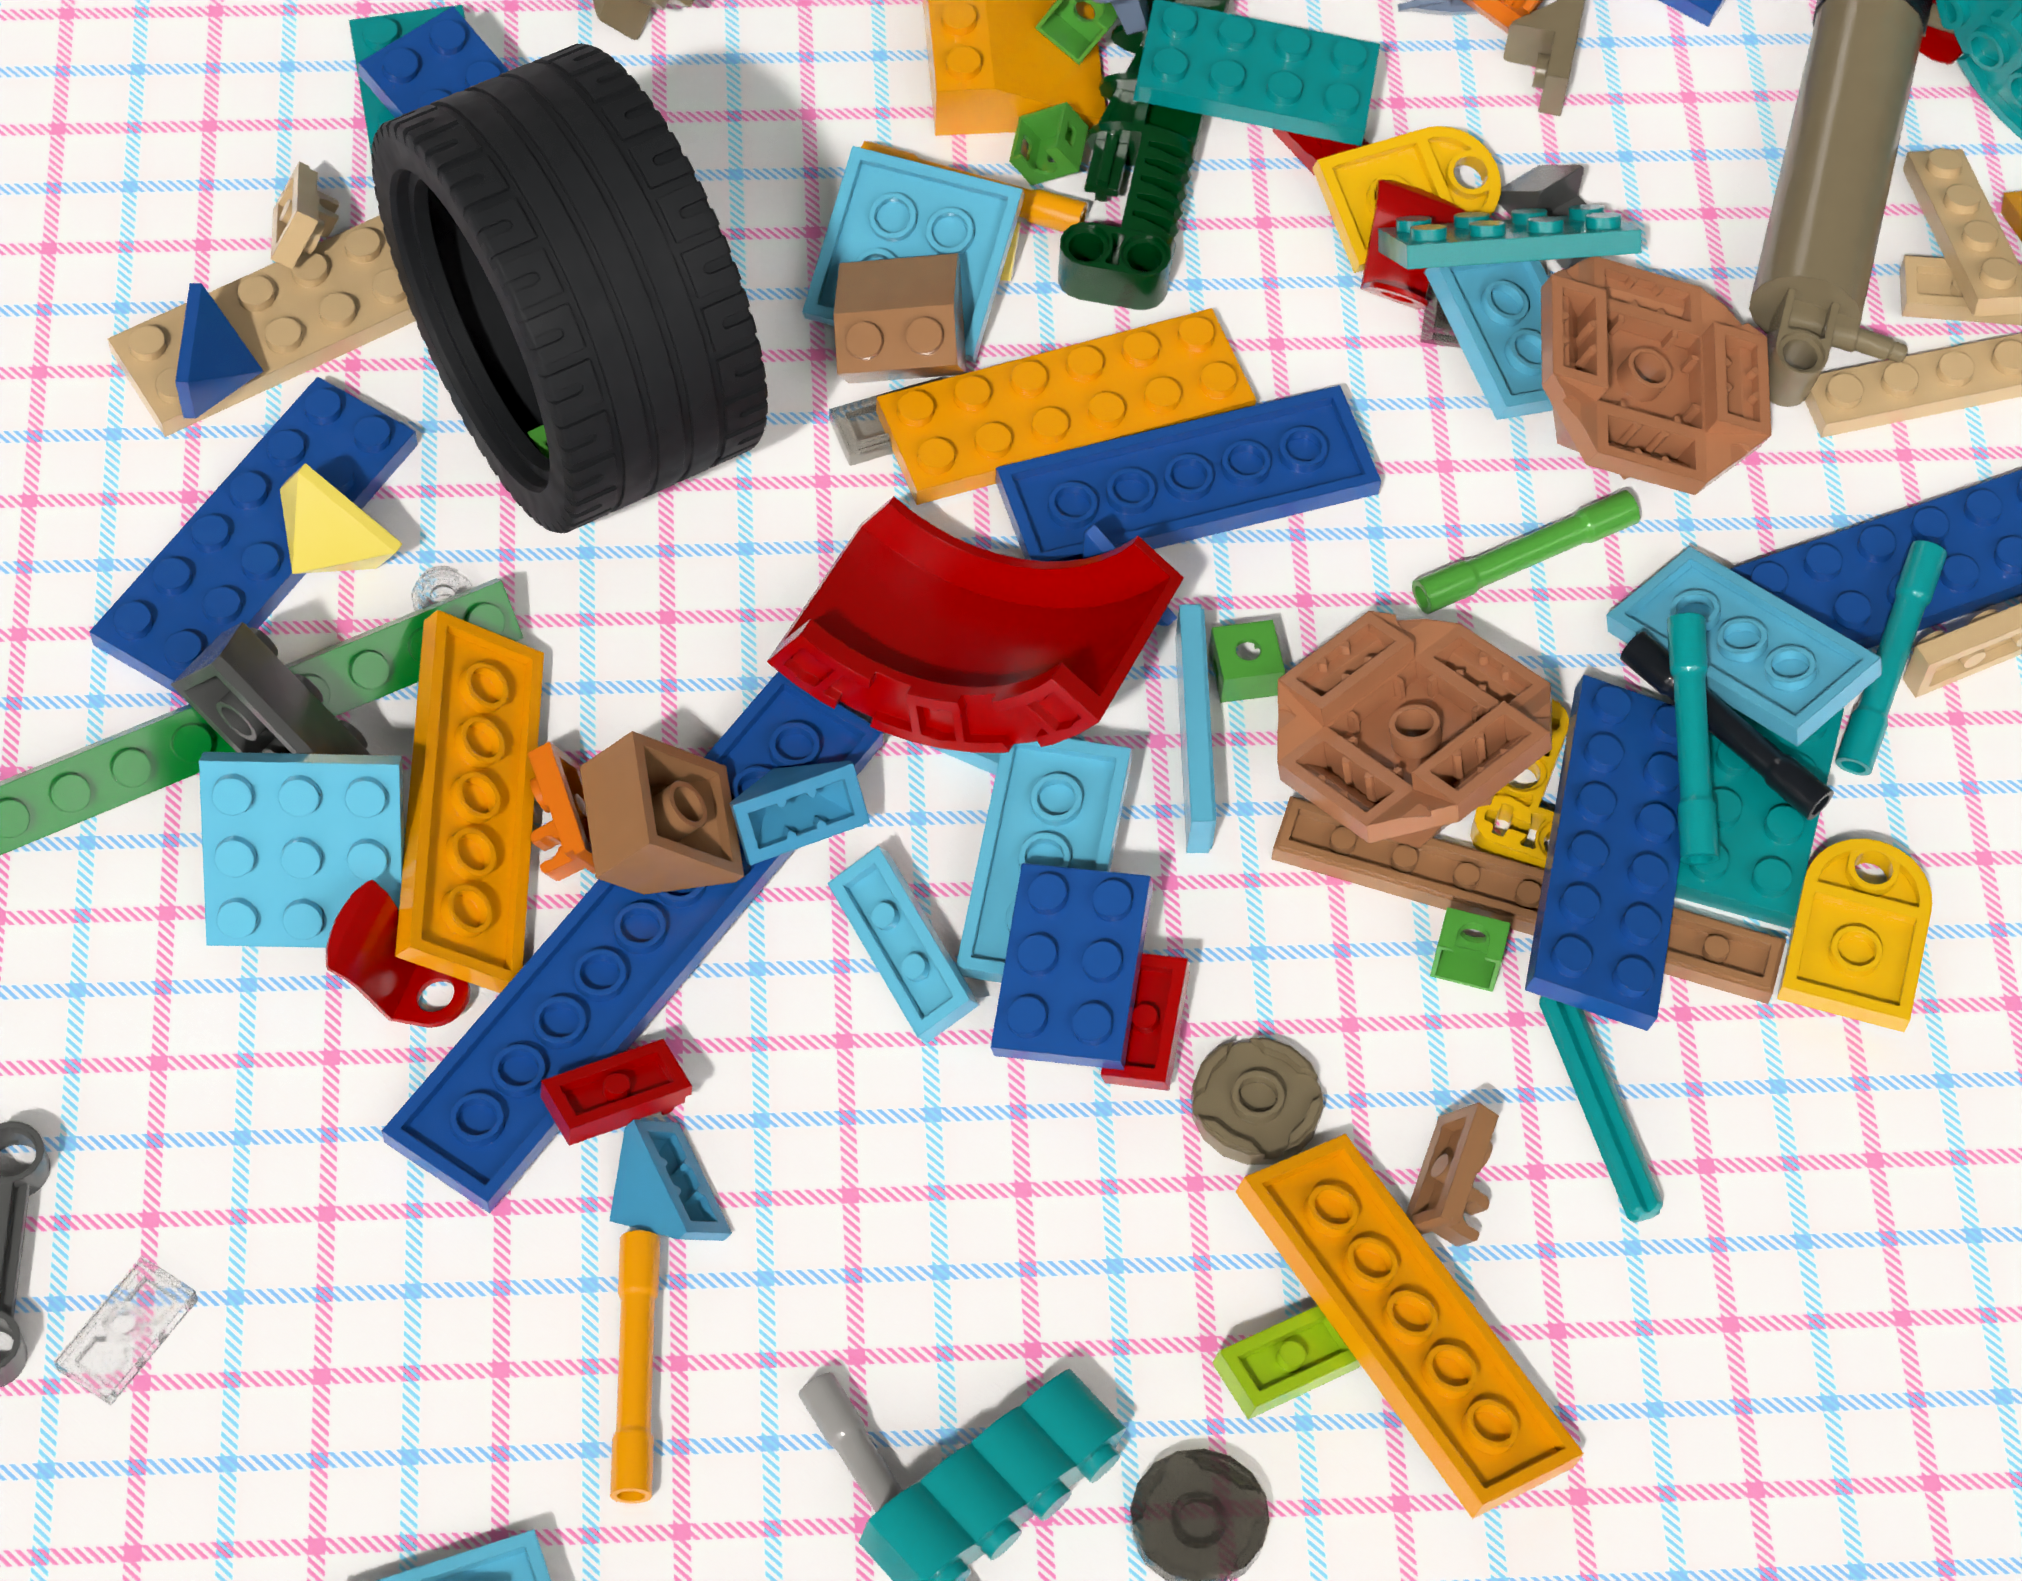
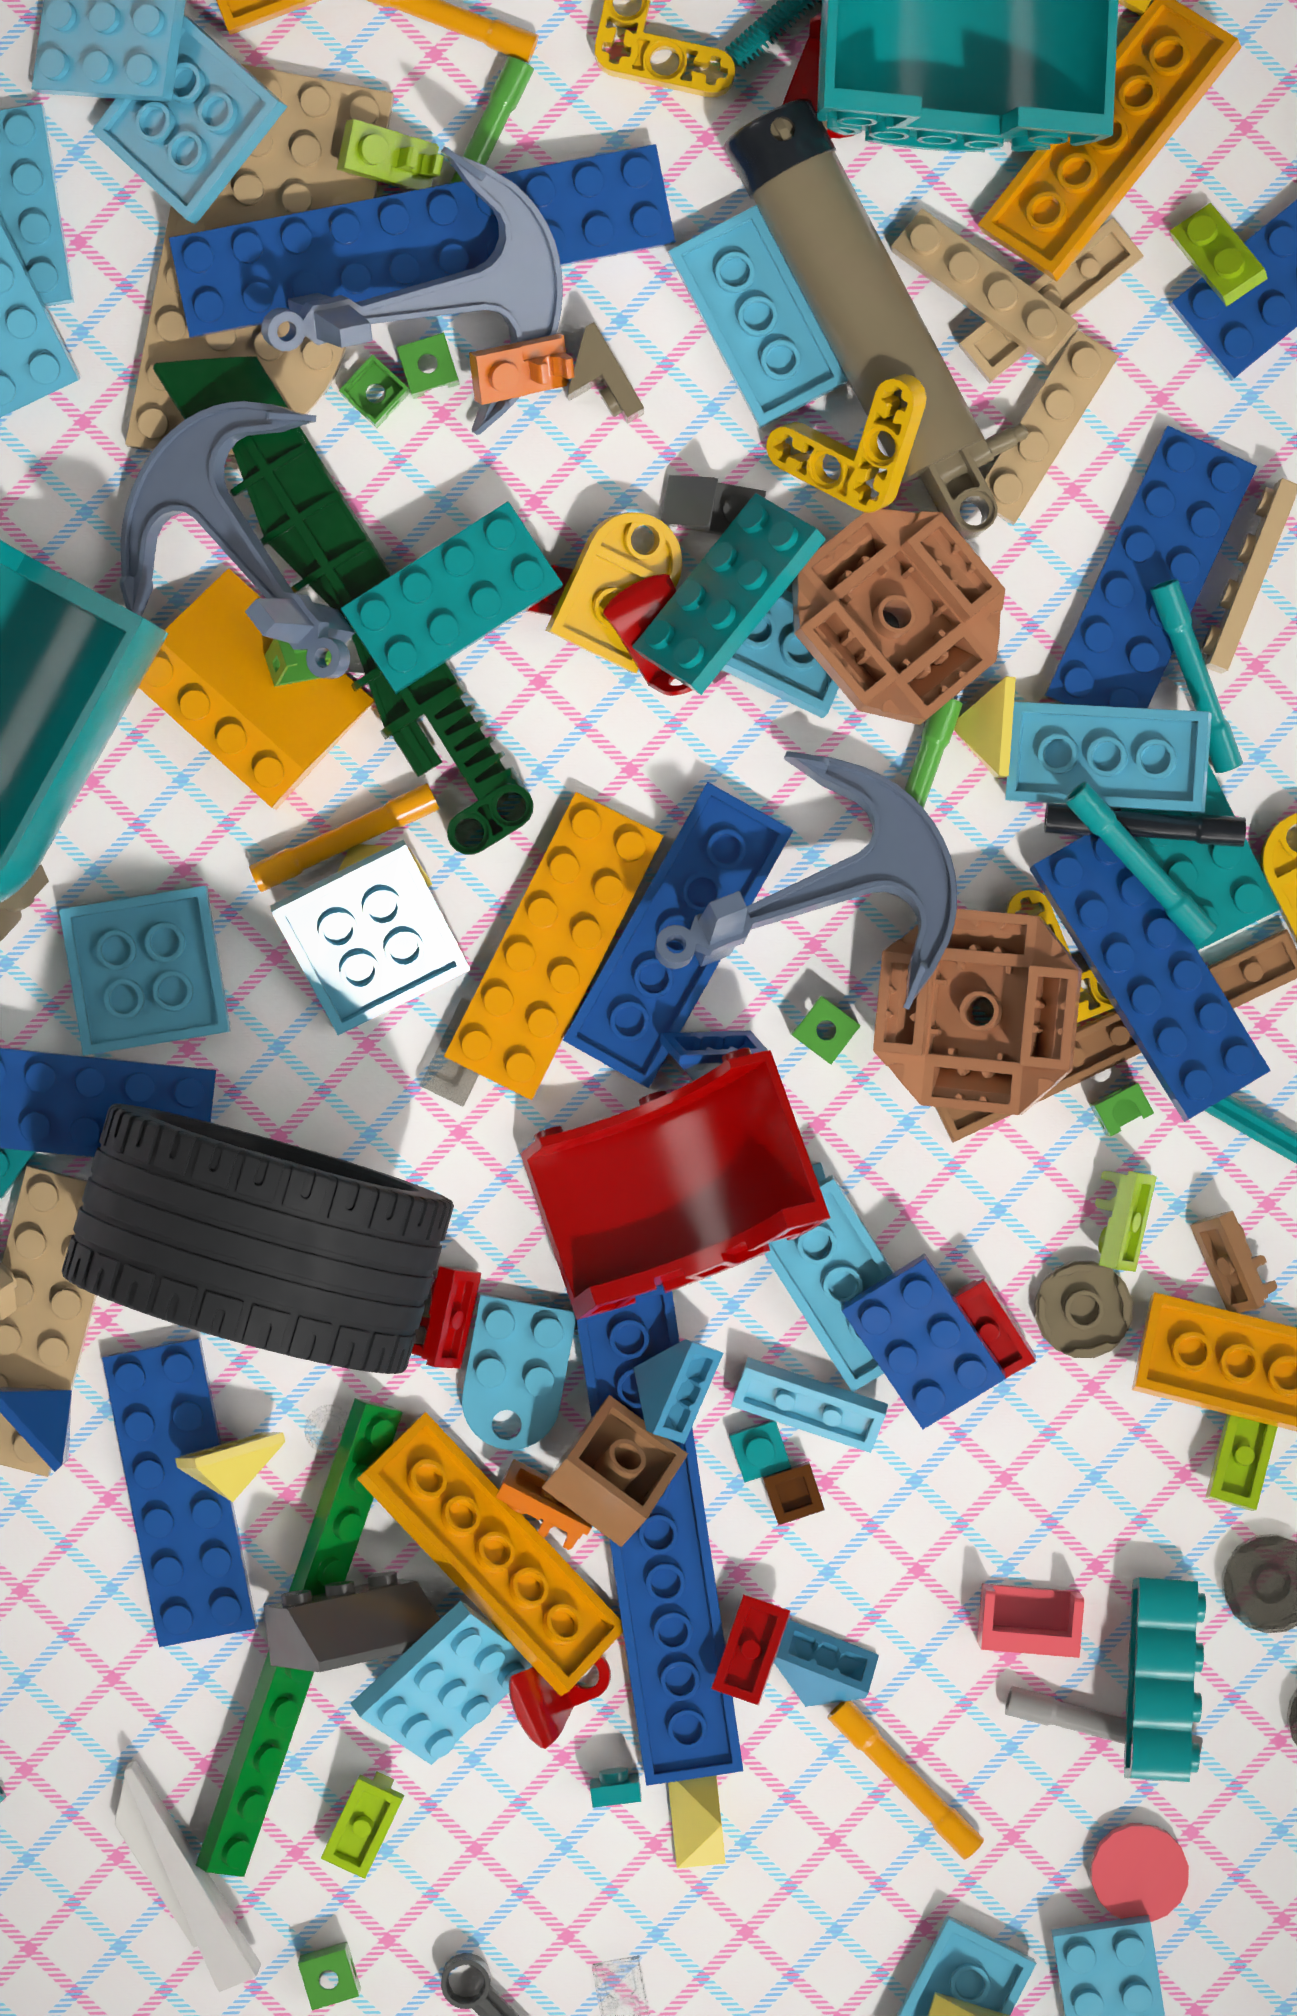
camera: 40 degrees left, 30 degrees up
(85, 926) = (363, 1824): none -> lime plate
(349, 1110) = (615, 1787): none -> teal plate
(393, 1223) = (696, 1822): none -> light yellow slope
(653, 592) = (450, 1317): none -> red plate
(668, 685) = (516, 1366): none -> medium azure plate
(725, 127) = (145, 970): none -> medium azure plate
(805, 1008) = (793, 1493): none -> reddish brown plate
(812, 952) = (759, 1450): none -> teal plate
(899, 319) = (413, 999): medium nougat slope -> none
(913, 1326) = (1030, 1620): none -> coral panel
(1050, 134) = (354, 760): bright green piece -> none
(1195, 729) = (841, 1108): medium azure tile -> none
(1380, 1048) = (1123, 1236): none -> lime plate
(1465, 556) = (902, 859): none -> sand blue piece
(1647, 549) = (988, 727): none -> light yellow slope
(1716, 263) = (865, 462): none -> yellow beam
(1733, 115) = (757, 317): none -> medium azure plate

